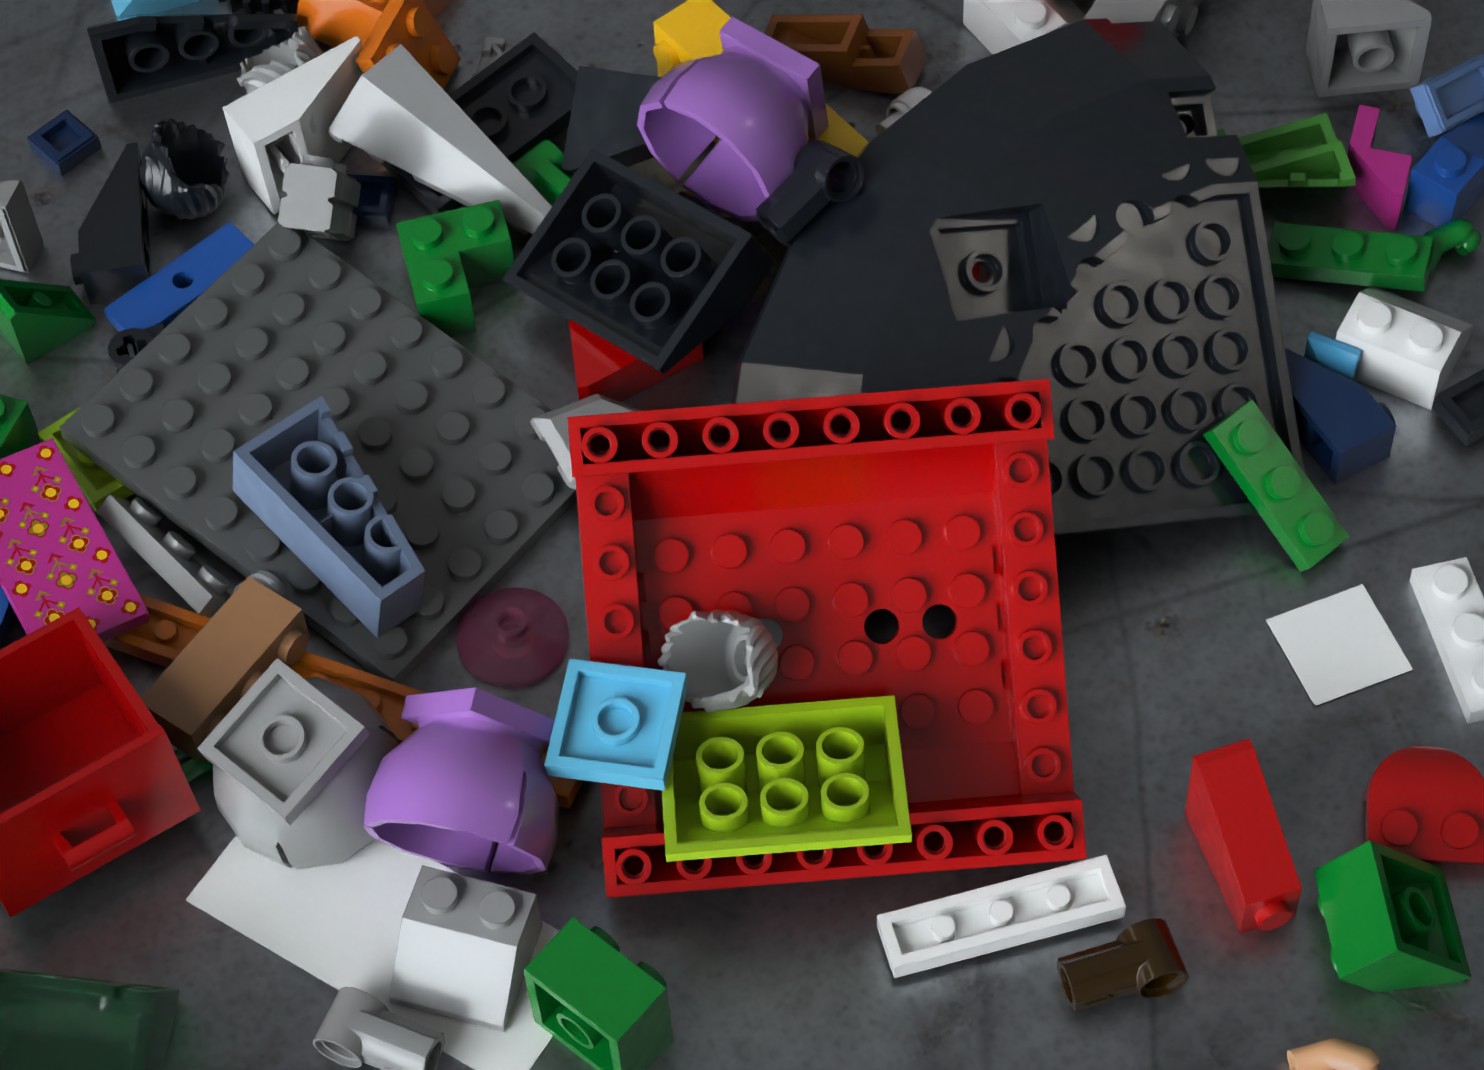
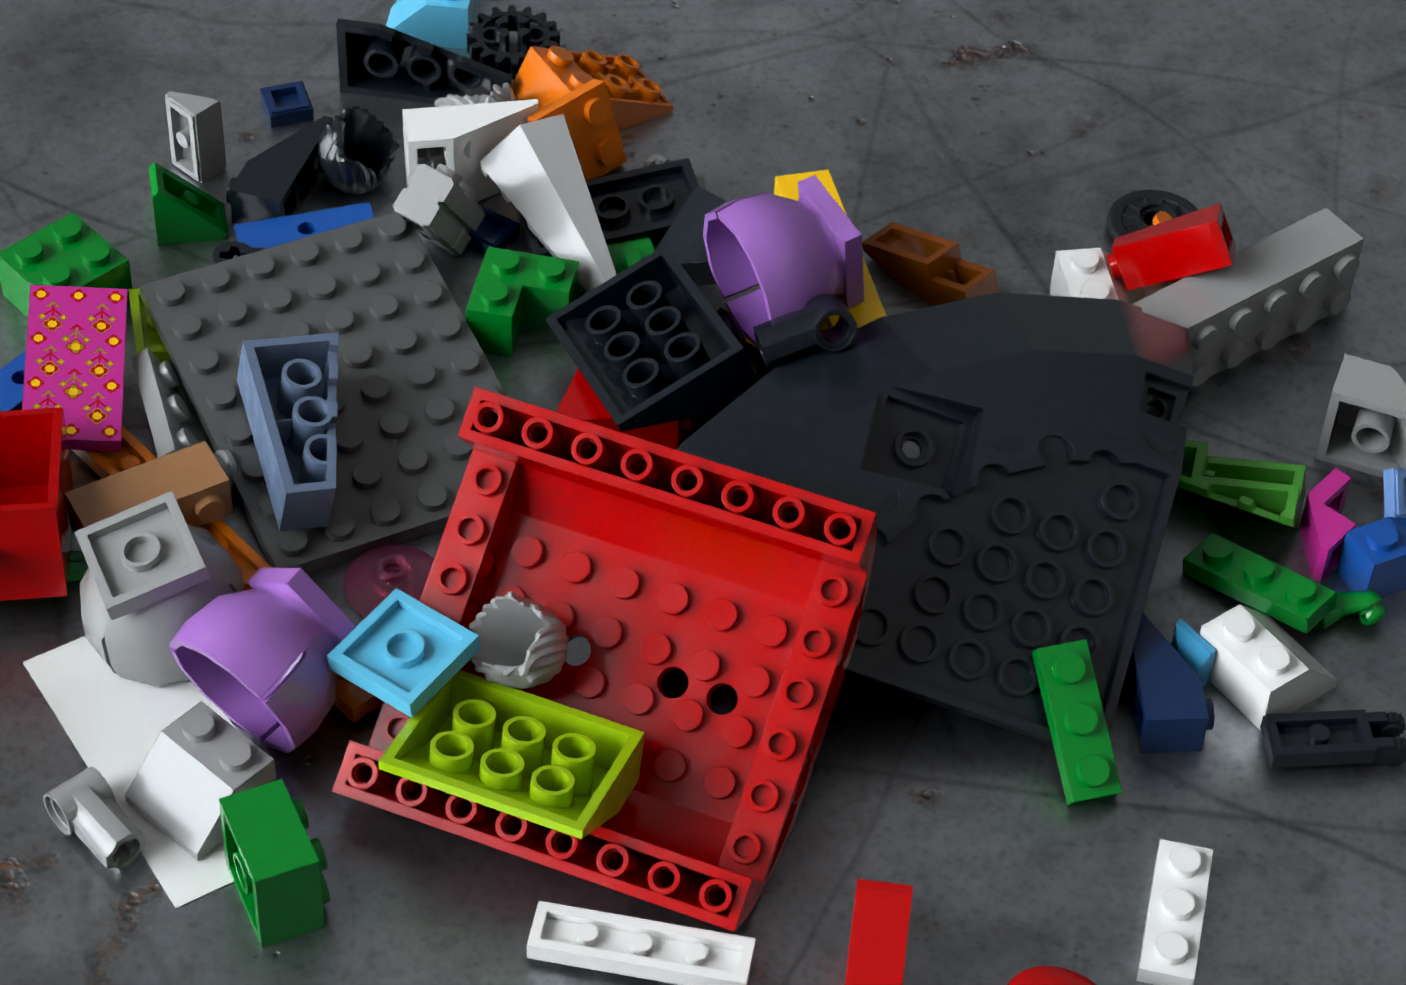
camera: 20 degrees right, 10 degrees down
(1339, 645) = (1064, 873): white sticker -> none

